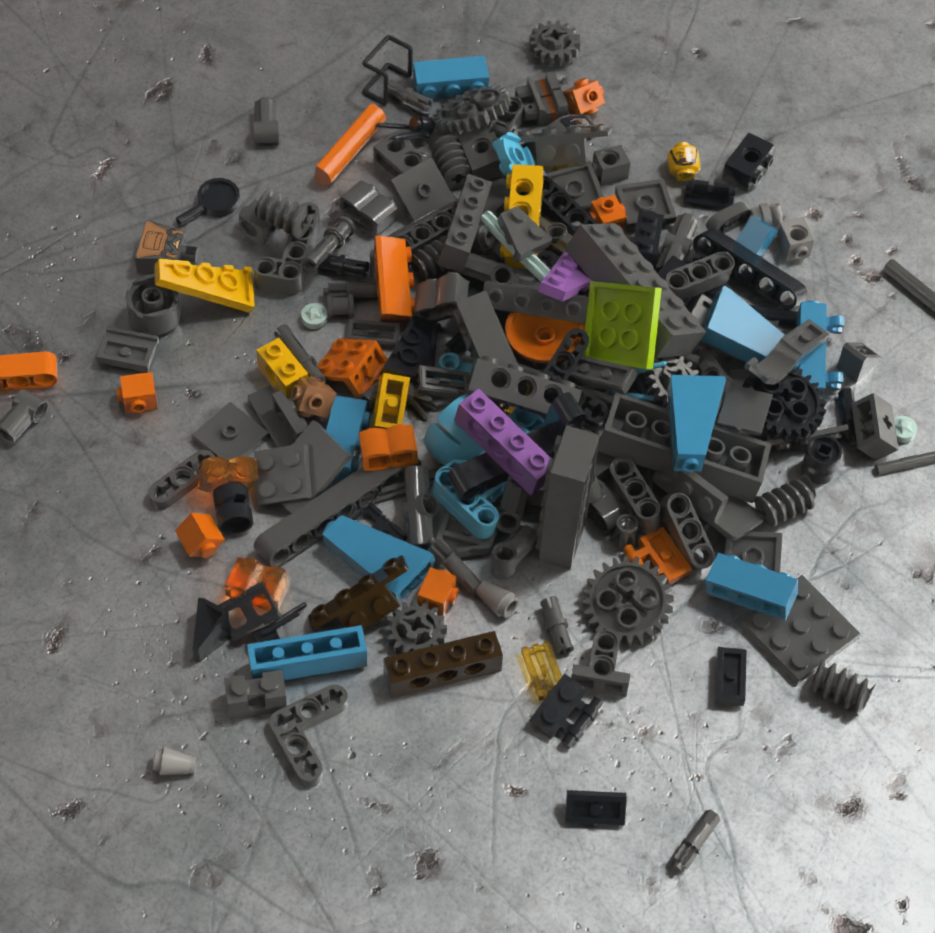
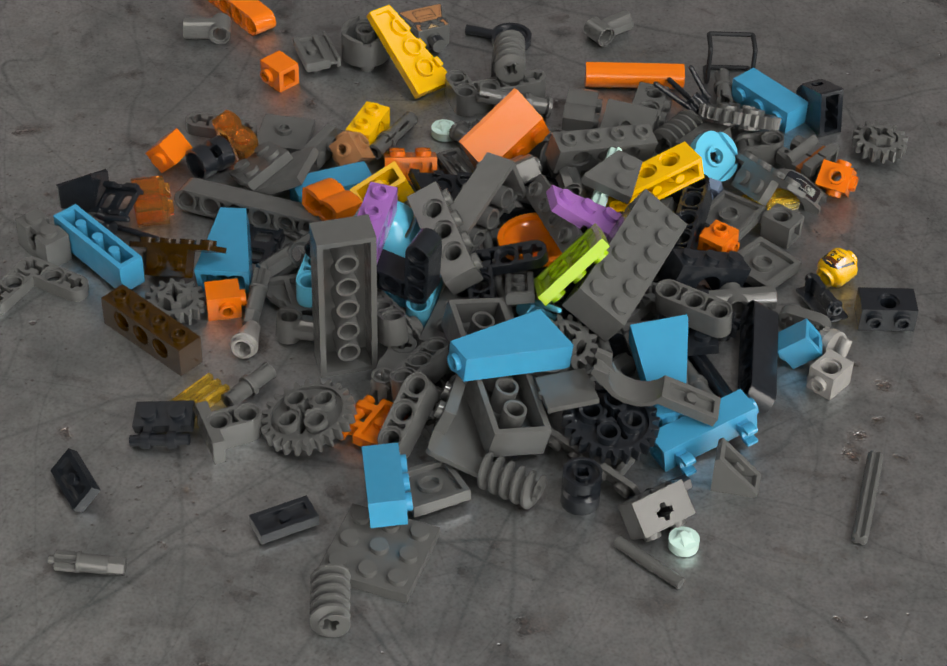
camera: 60 degrees right, 15 degrees down
(493, 44) = (824, 106): none -> black torso

